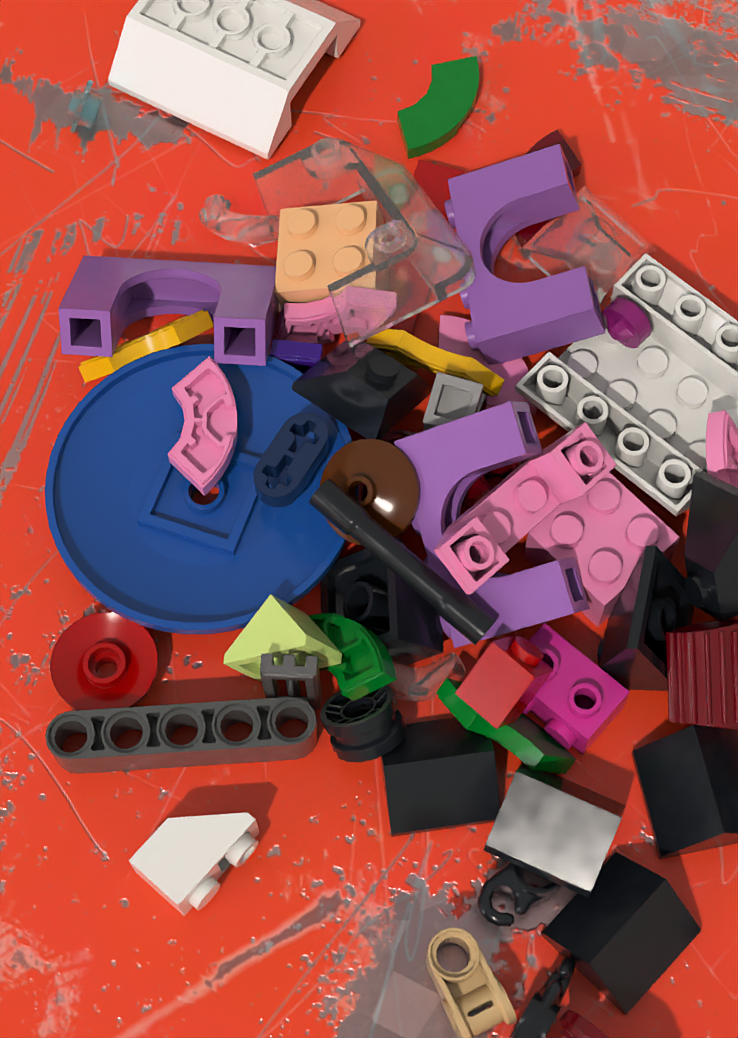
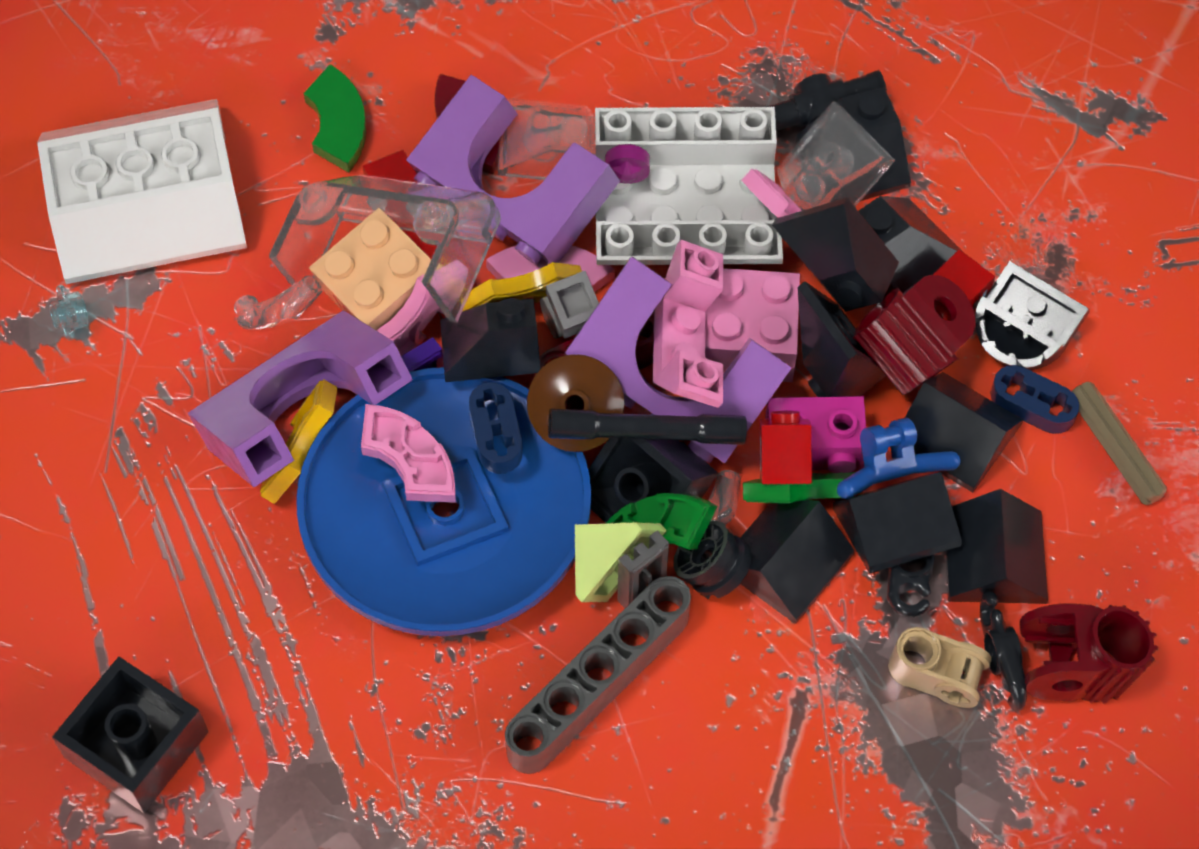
camera: 45 degrees left, 5 degrees down
(97, 641) = (489, 654): red dish -> none
(192, 853) = (683, 744): white slope -> none
(611, 780) = (901, 437): none -> blue piece

